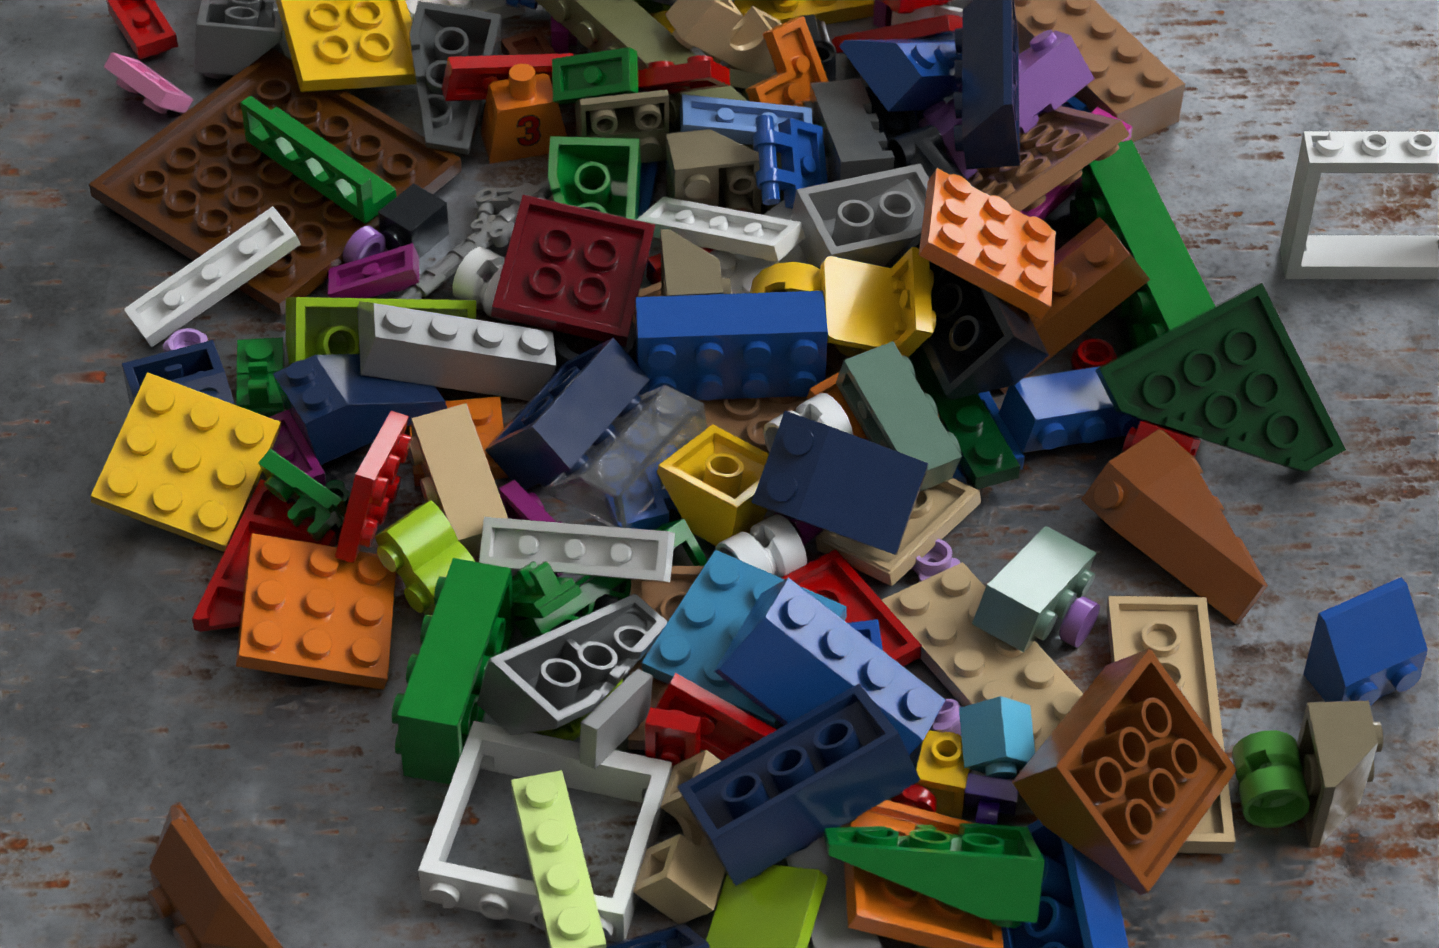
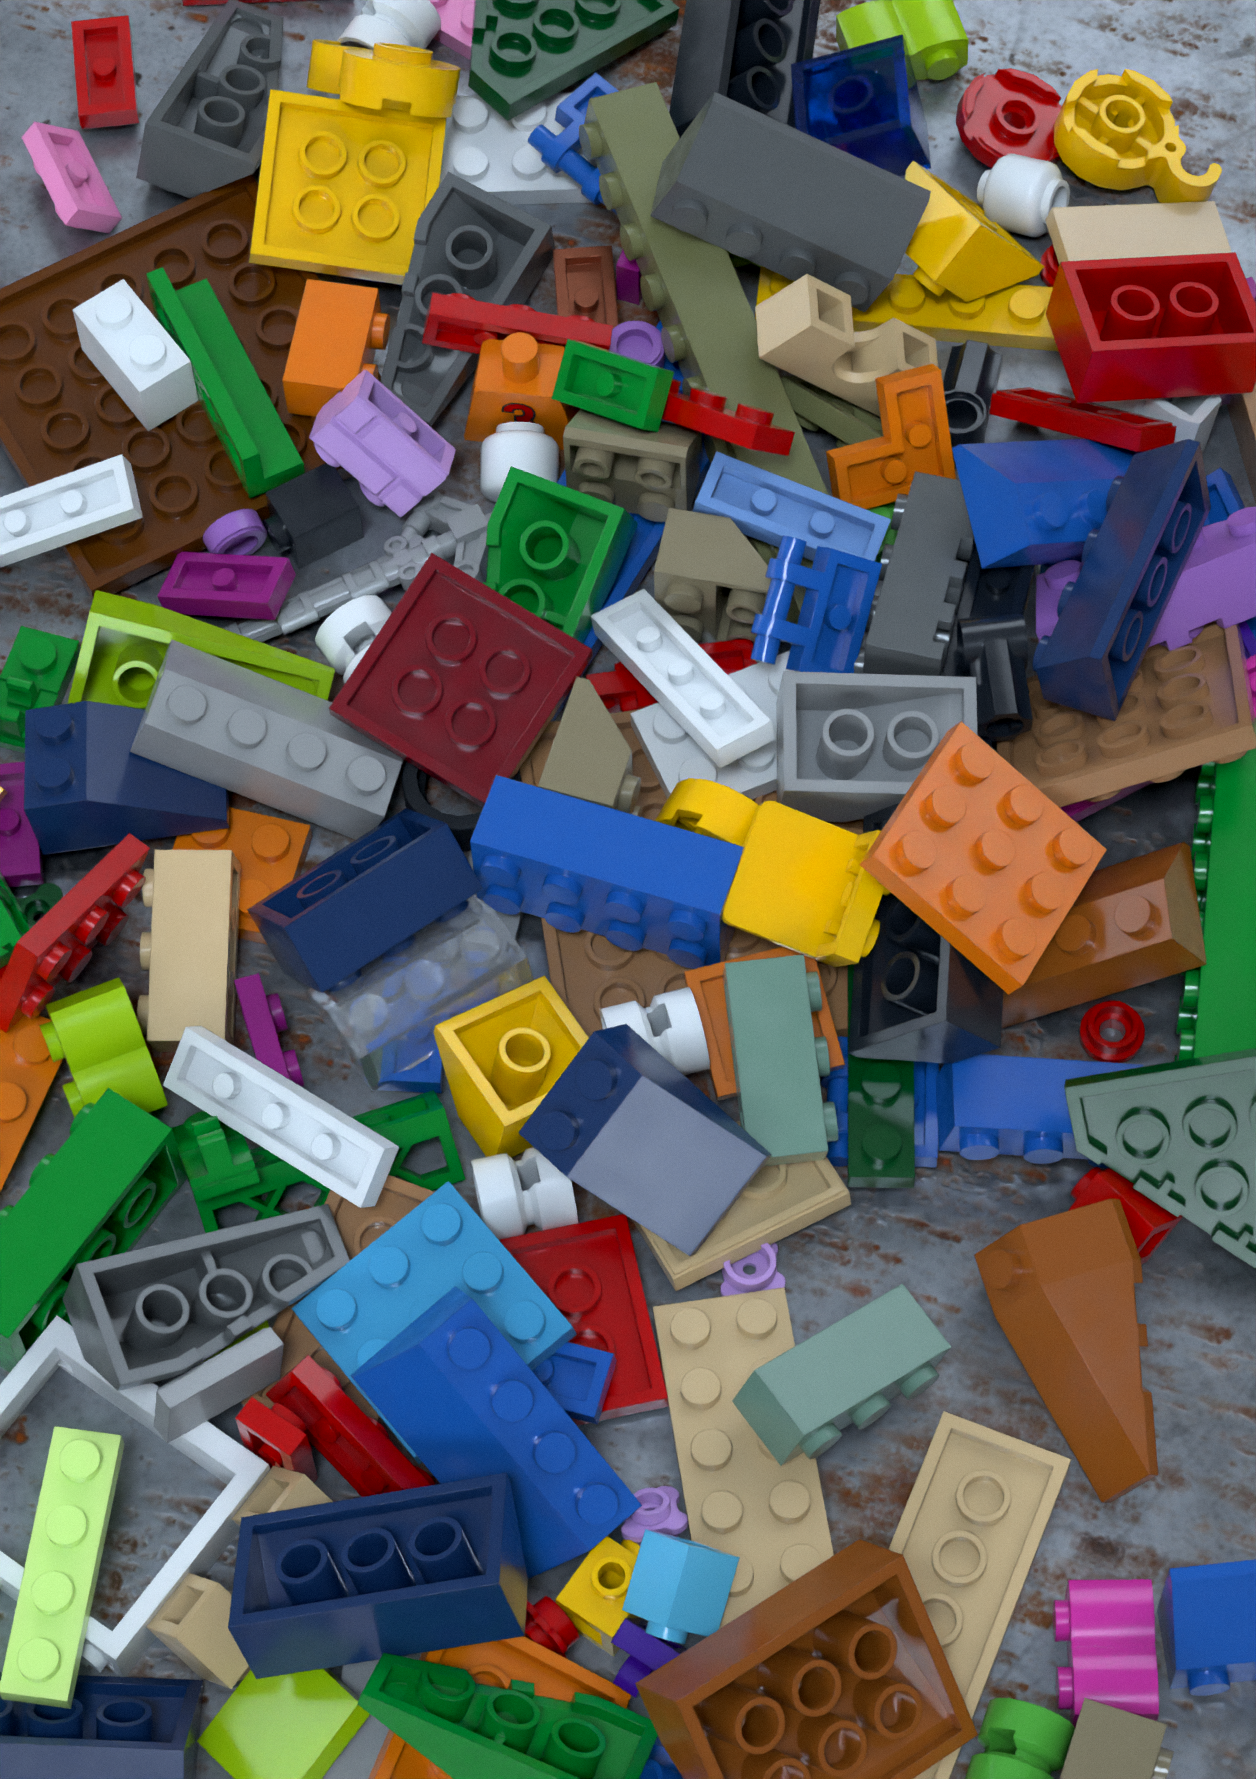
camera: 25 degrees right, 15 degrees up
(250, 156) = (135, 354): none -> white brick
(386, 121) = (332, 343): none -> orange brick
(446, 161) = (381, 444): none -> lavender brick
(531, 155) = (519, 446): none -> white head
(1079, 621) = (889, 1433): medium lavender tile -> none
(1282, 686) = (1108, 1646): none -> dark pink brick

